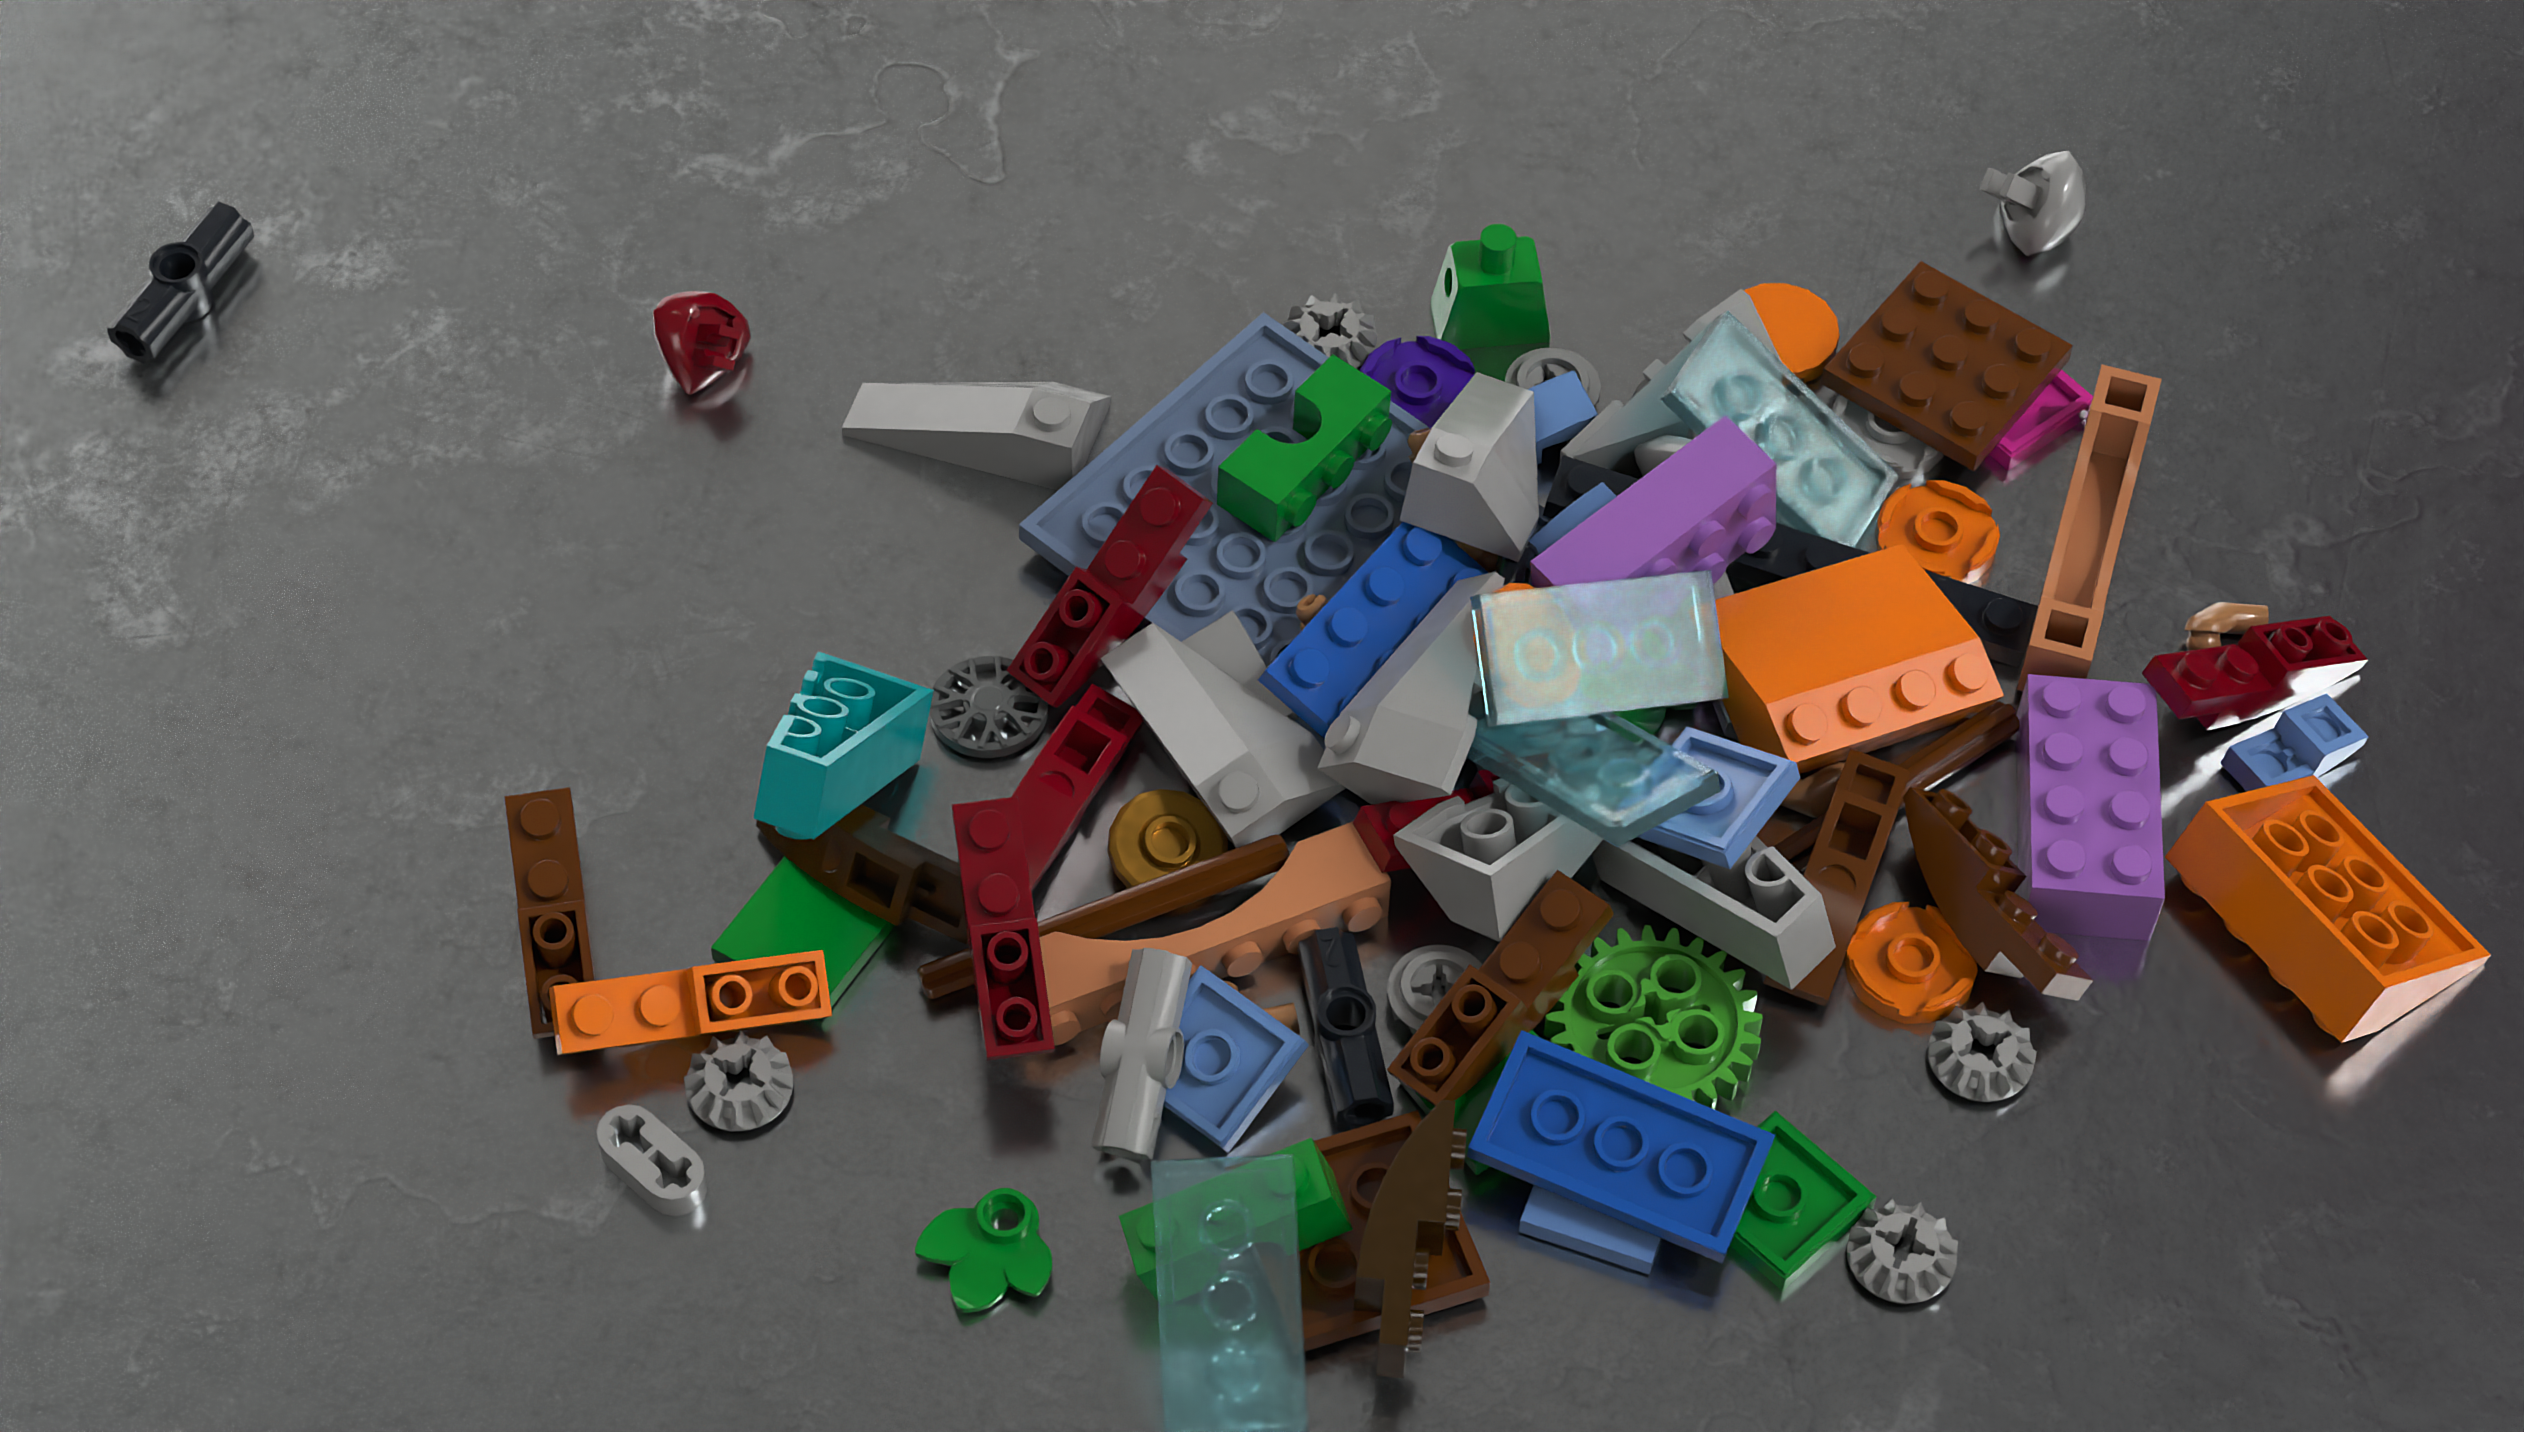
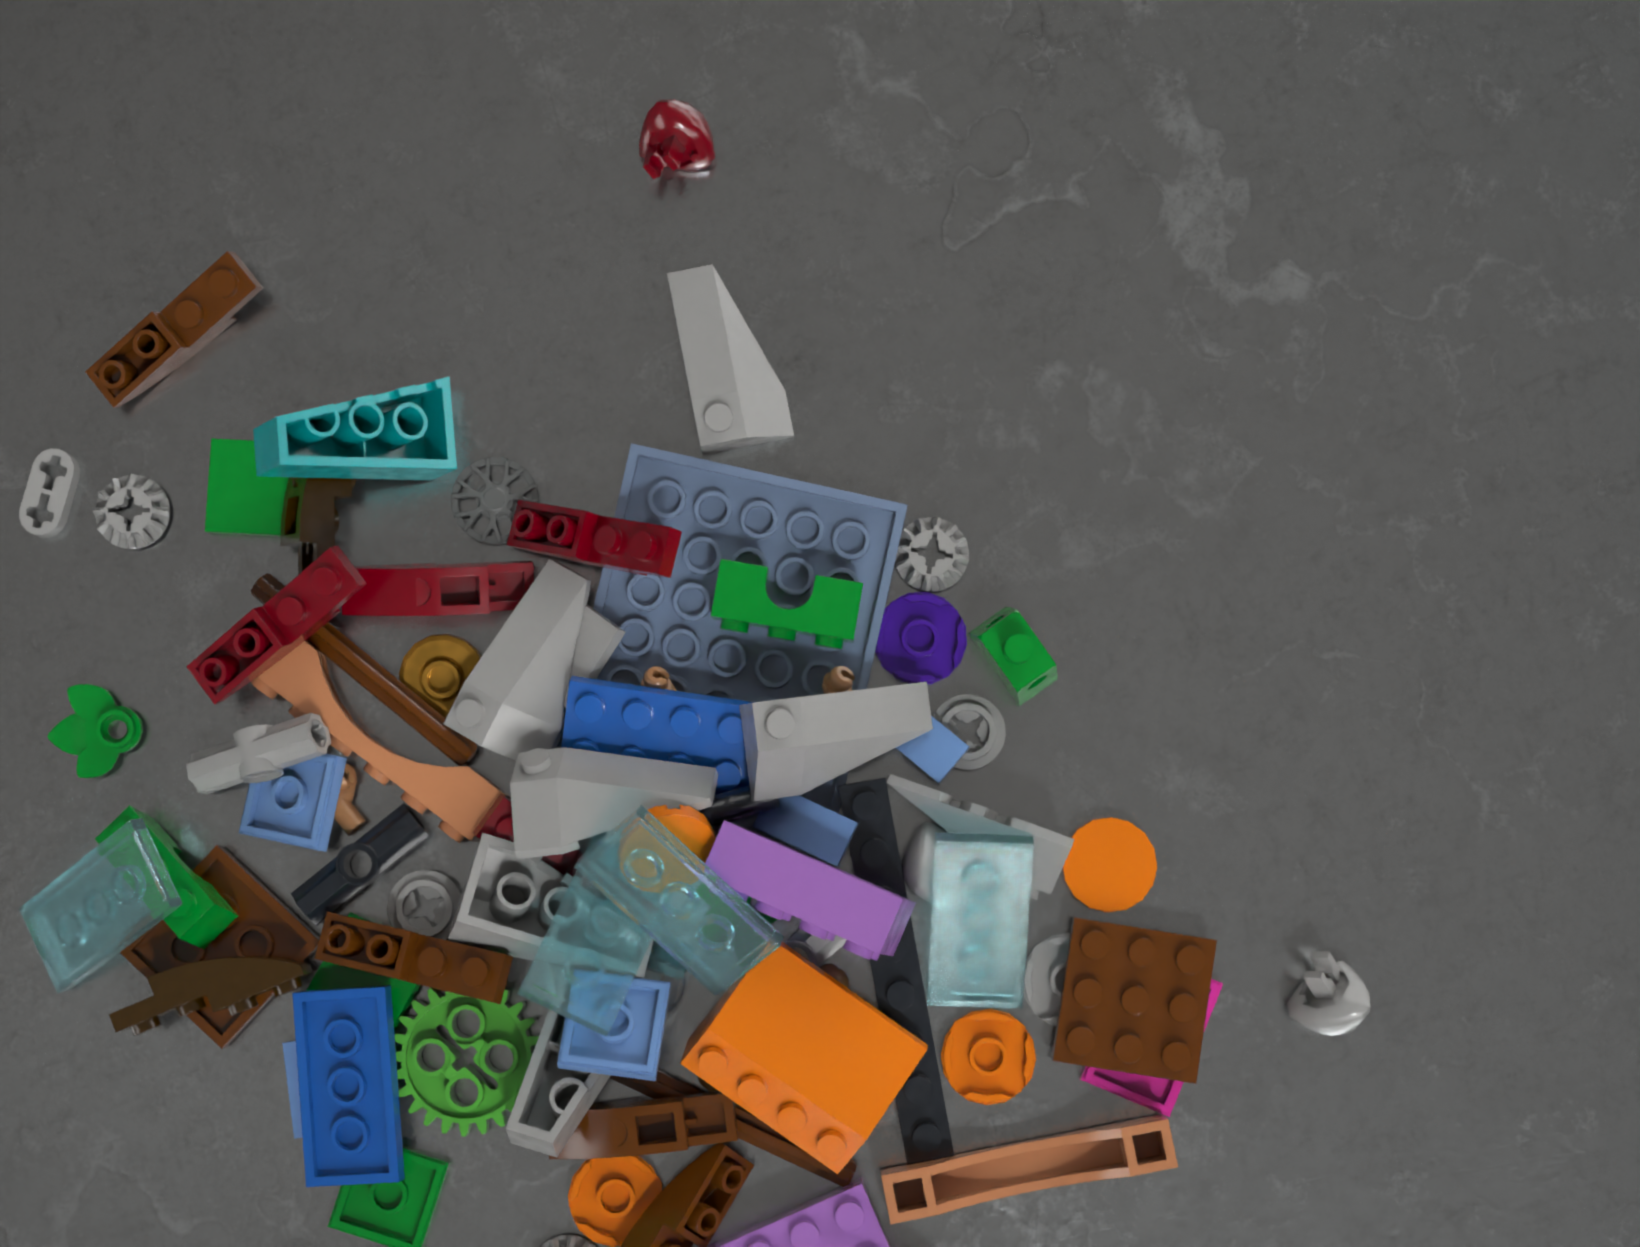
camera: 65 degrees right, 30 degrees up
(690, 1002) = (154, 445): orange slope -> none

